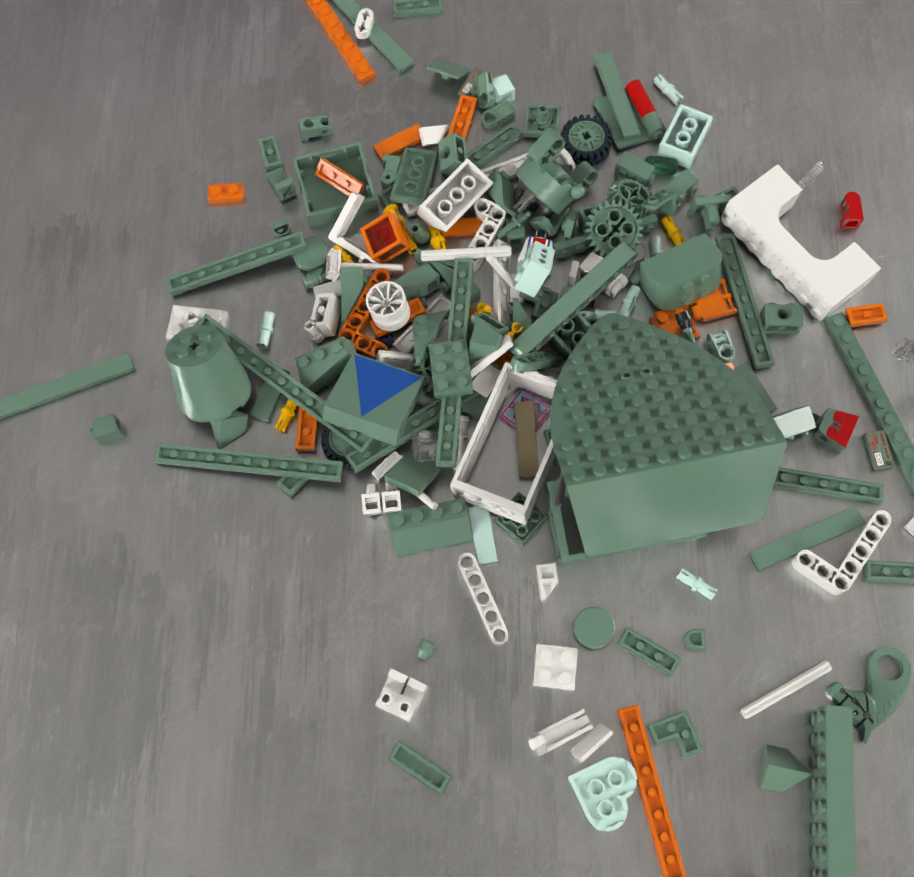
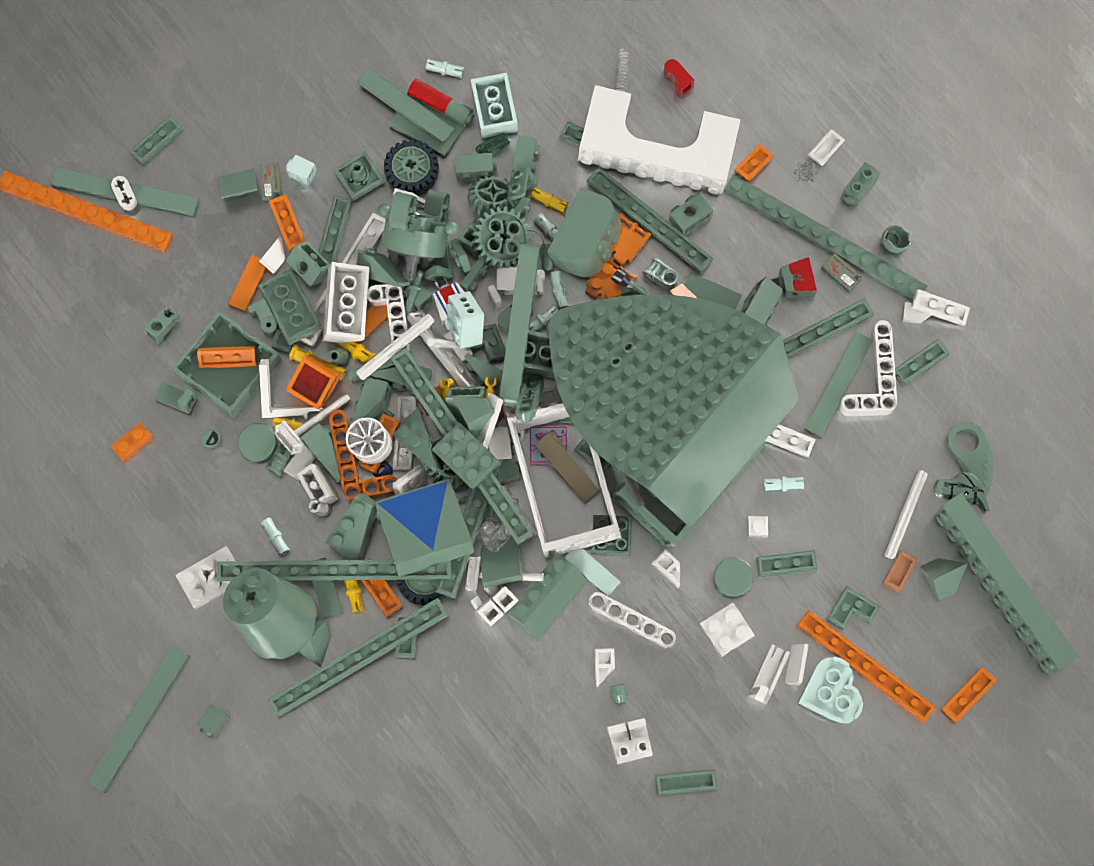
camera: 40 degrees left, 5 degrees up
(236, 263) = (201, 498): sand green plate -> none
(270, 152) = (141, 376): sand green plate -> none
(432, 616) = (603, 664): none -> white tile
(485, 89) = (285, 179): sand green piece -> none
(501, 112) = (316, 192): sand green piece -> none
(647, 602) = (757, 526): none -> white plate
(695, 639) = (814, 527): sand green tile -> none
(709, 209) = (565, 160): sand green plate -> none
(729, 552) = (791, 440): none -> white plate
(744, 734) = (900, 571): none -> nougat tile

